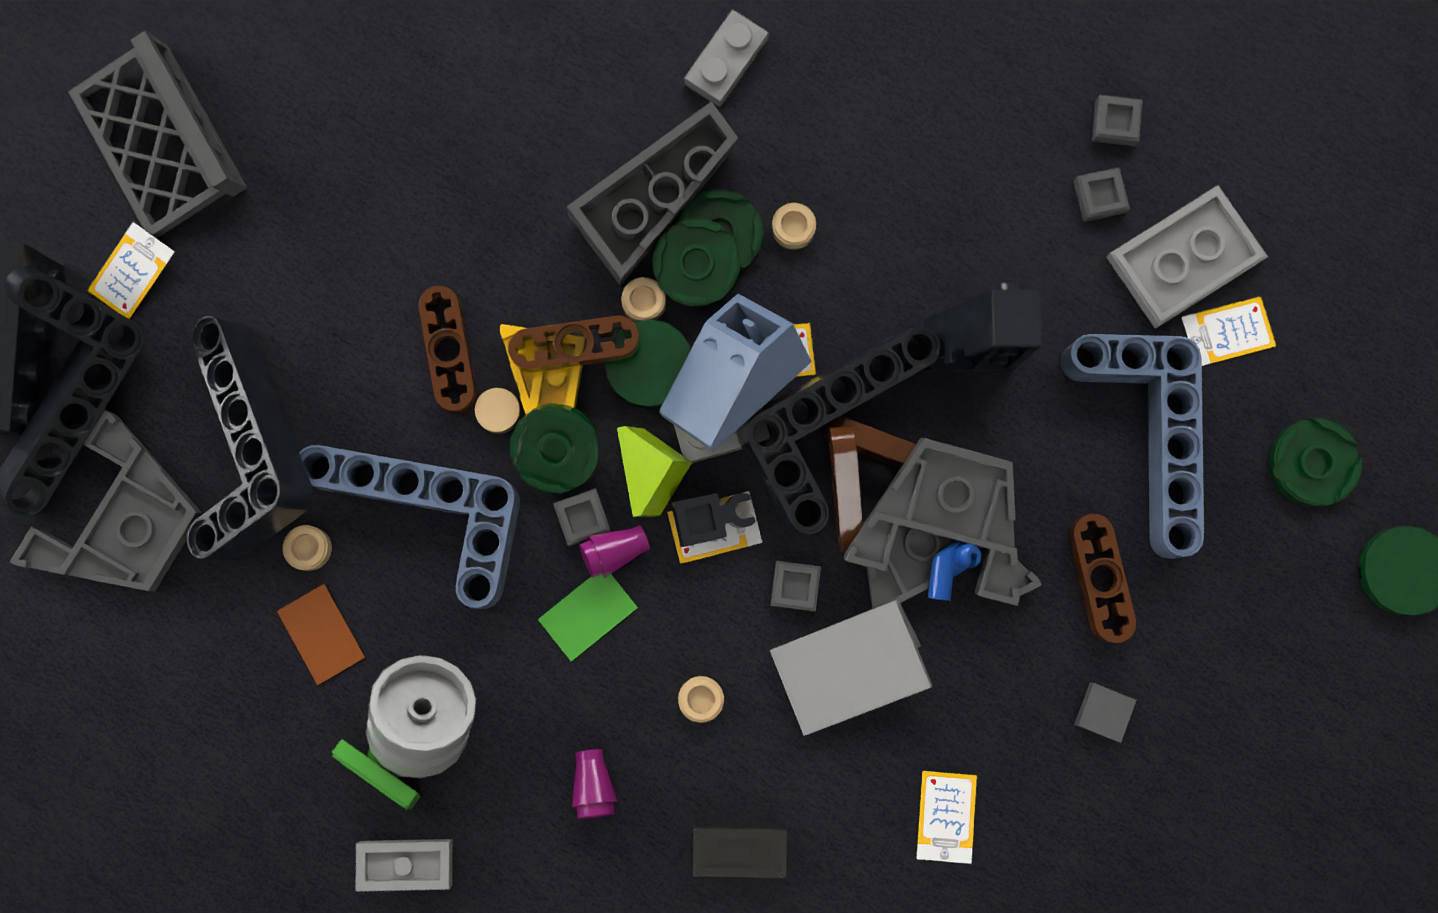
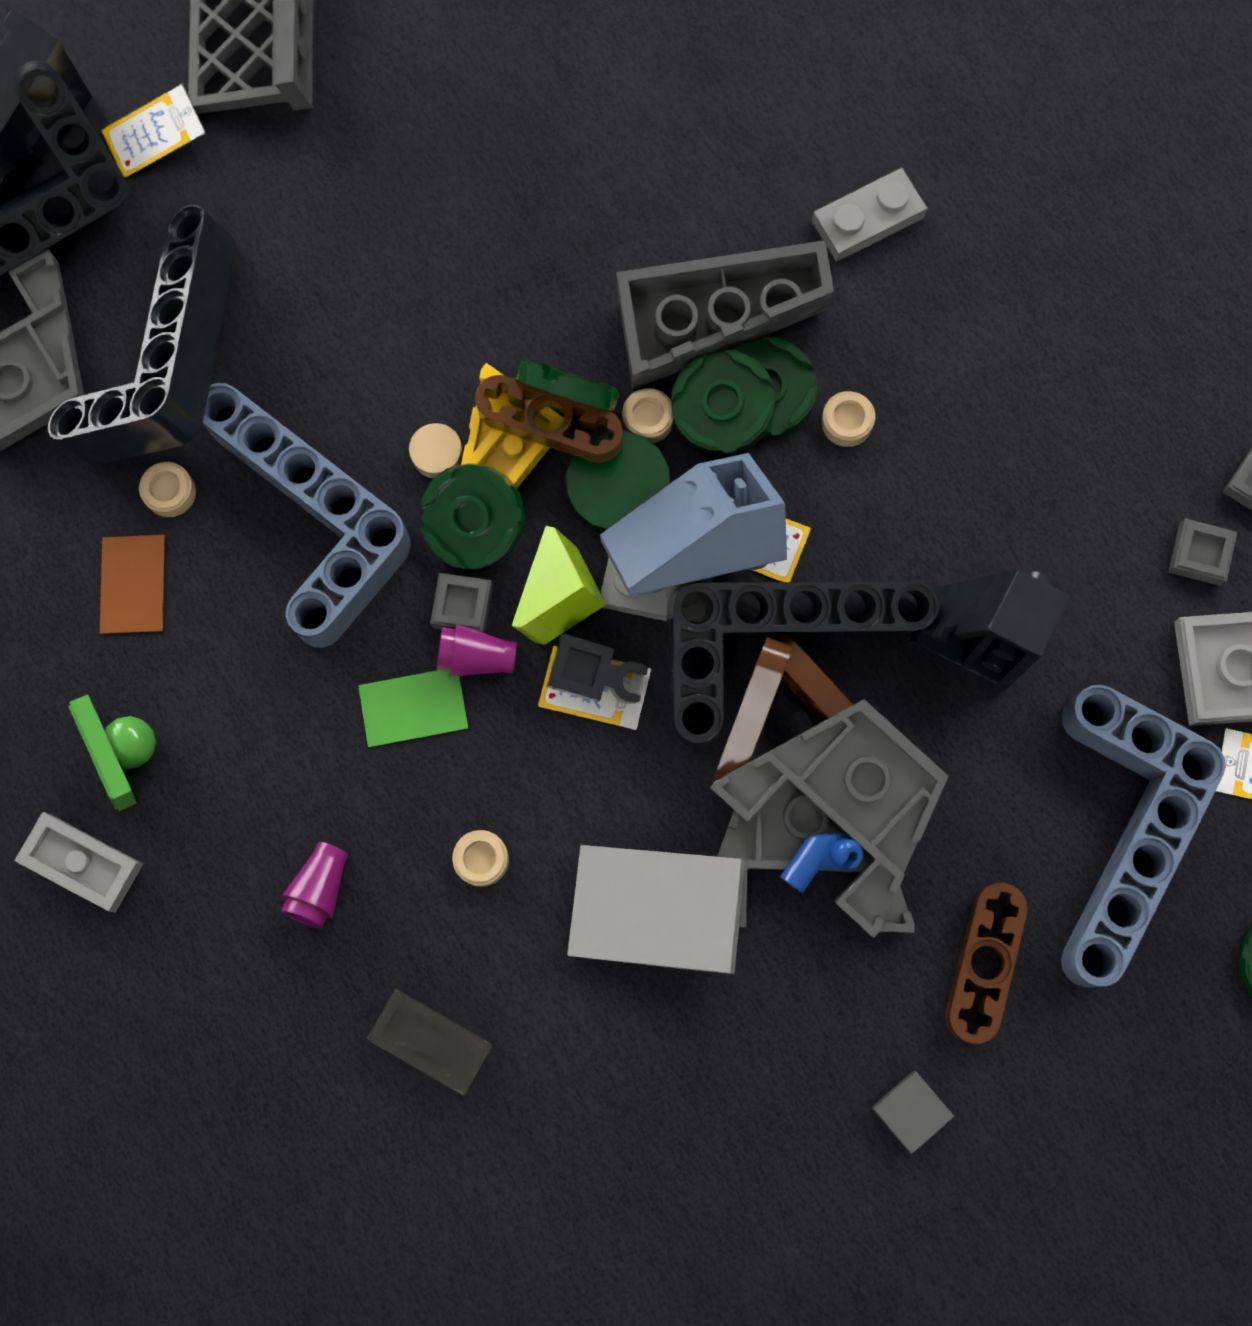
camera: 35 degrees right, 5 degrees down
(420, 716) = (177, 712): light grey wheel -> none
(453, 316) = (415, 341): reddish brown beam -> none
(574, 311) = (567, 384): none -> dark green tile
(795, 586) = (645, 793): dark grey tile -> none
(946, 817) = (675, 1131): white sticker -> none

